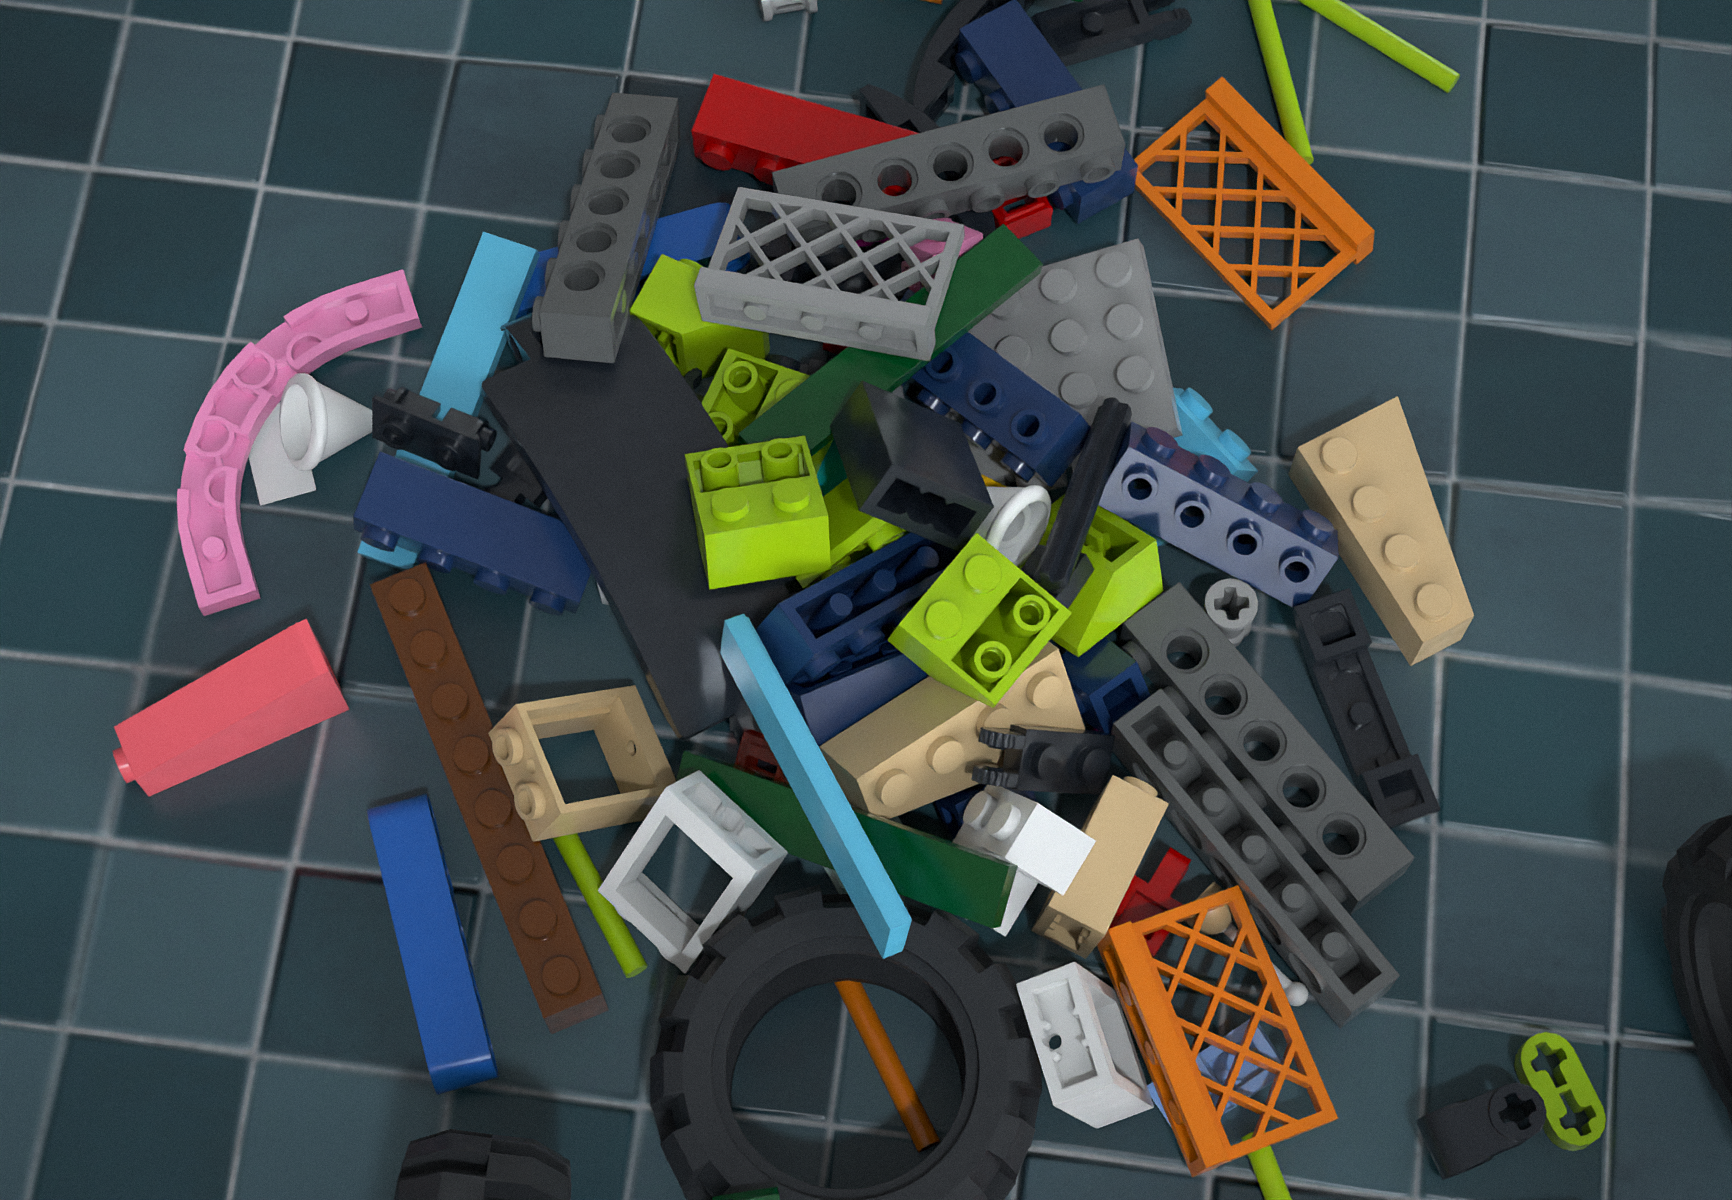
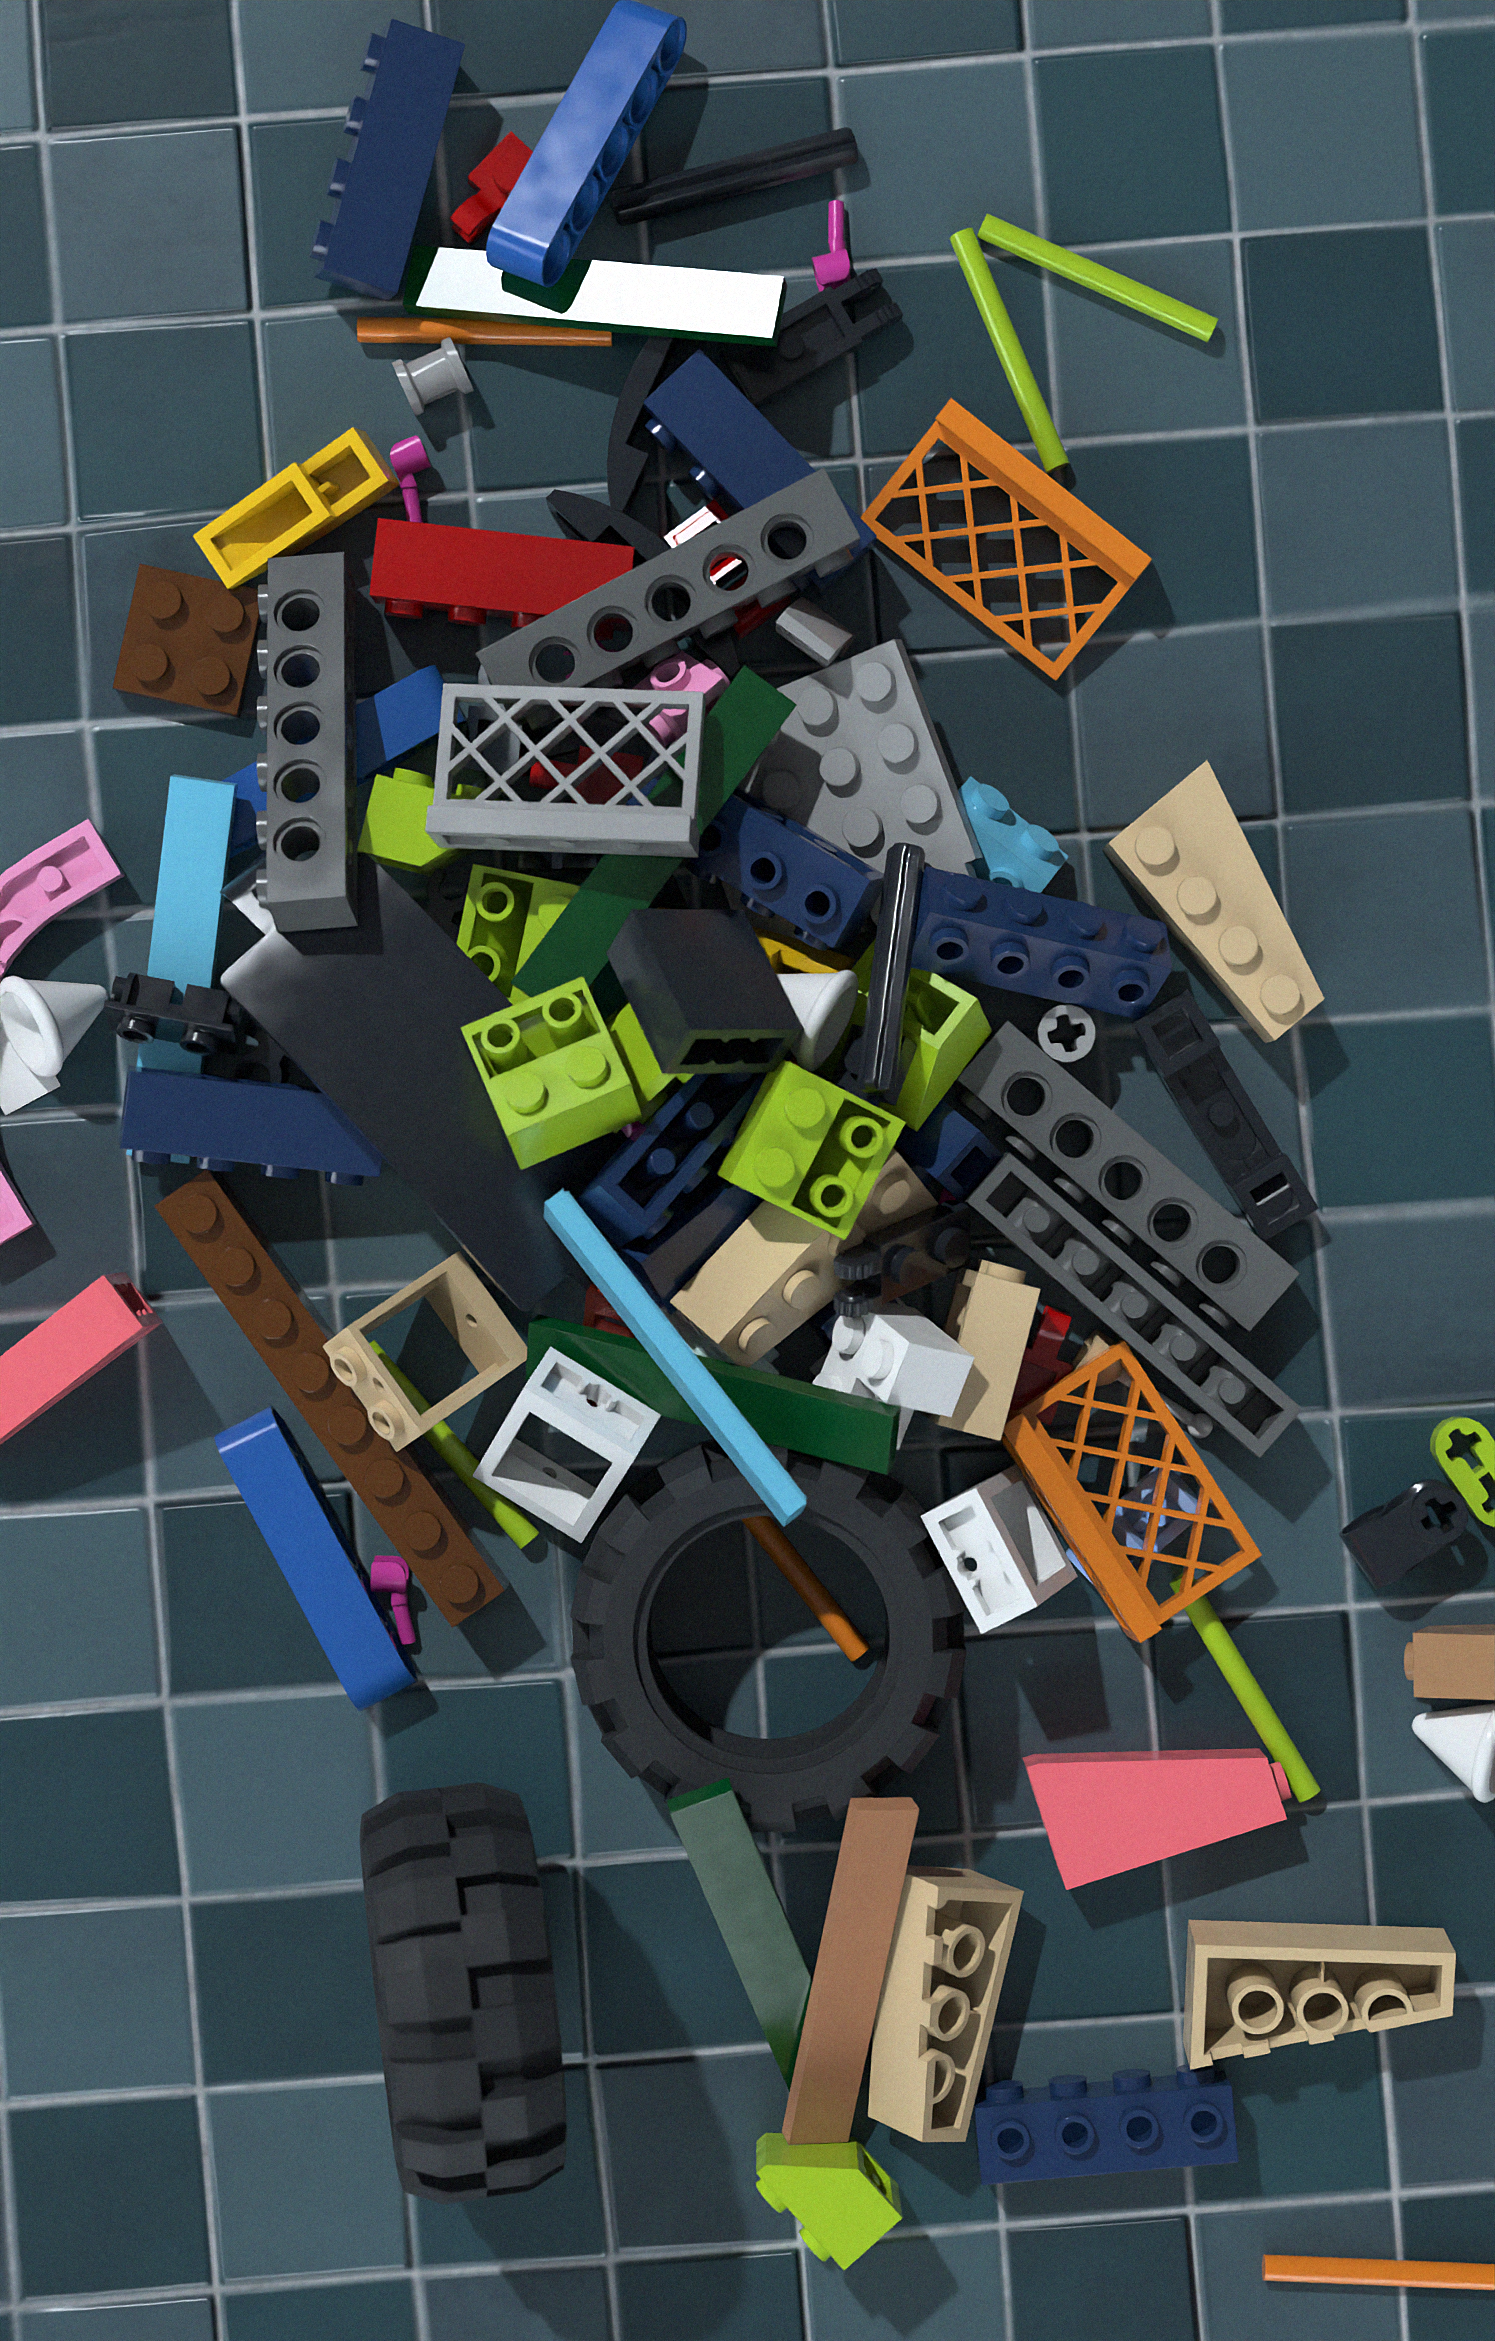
camera: 10 degrees left, 20 degrees up
(499, 976) = (392, 1576): none -> dark pink hand
(526, 156) = (188, 641): none -> reddish brown plate
(647, 64) = (297, 507): none -> yellow slope
(750, 52) = (407, 459): none -> dark pink hand
(1064, 228) = (814, 632): none -> light grey slope

